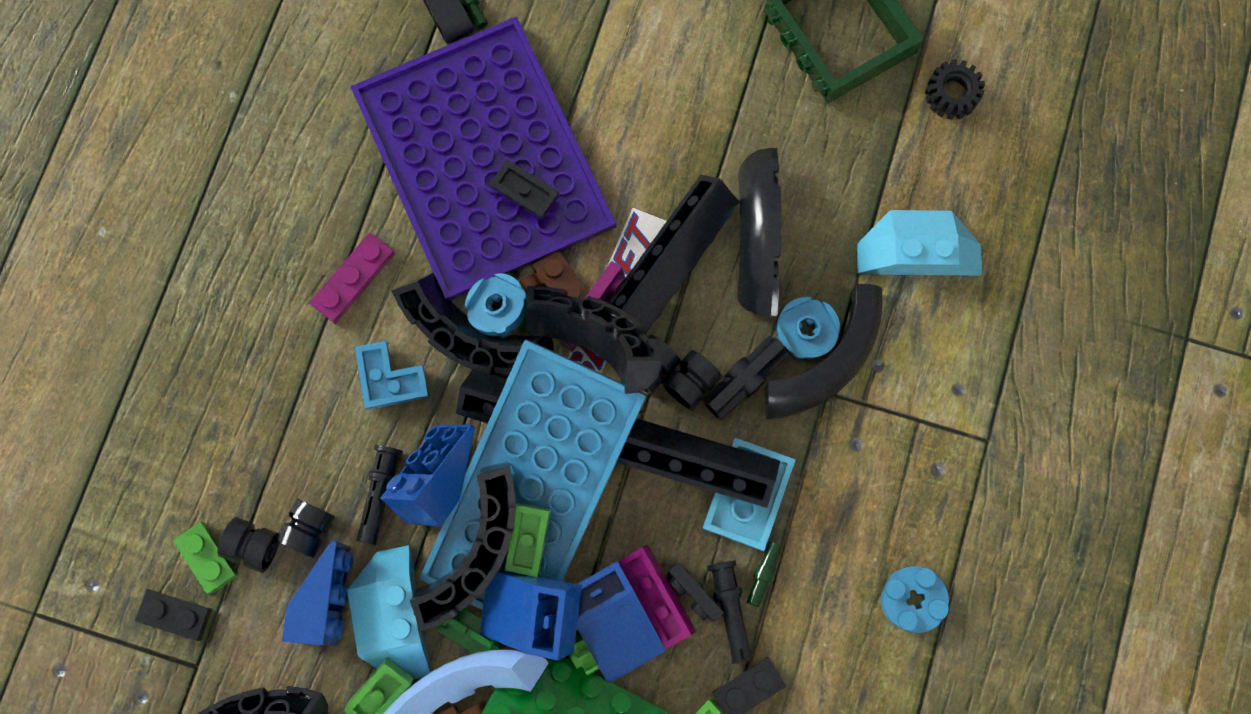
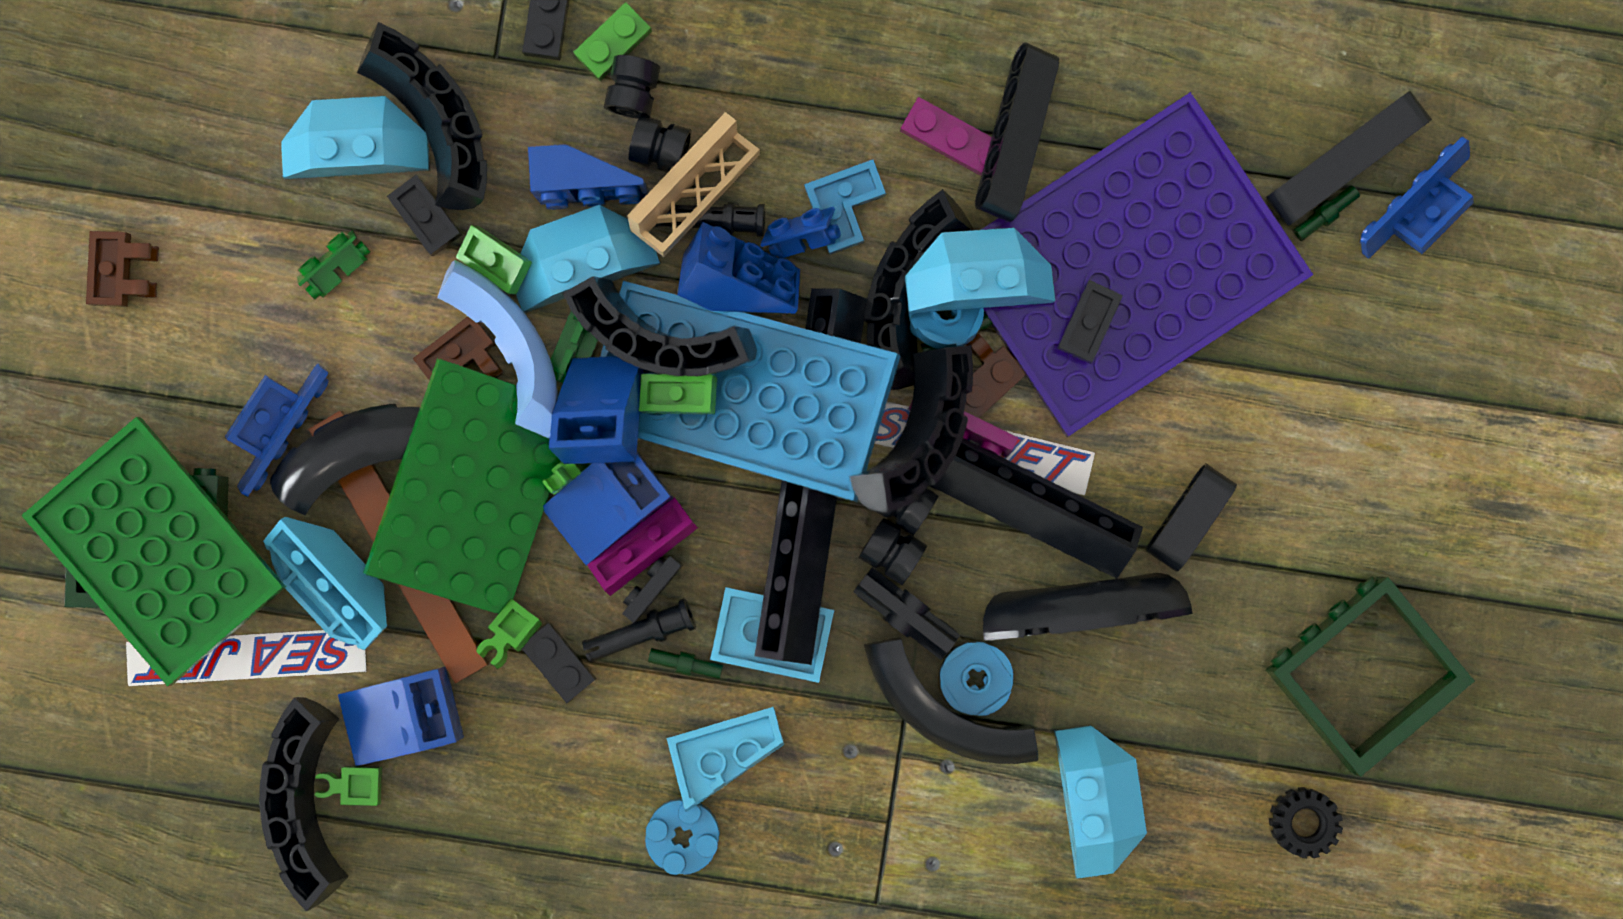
camera: 85 degrees right, 10 degrees up
(338, 512) = (683, 176): none -> tan fence
(356, 224) = (1017, 132): none -> black beam
(401, 402) = (786, 235): none -> blue hinge
(466, 272) = (979, 272): none -> medium azure wedge
(697, 138) = (1191, 517): none -> black beam
(845, 552) = (722, 752): none -> medium azure wing

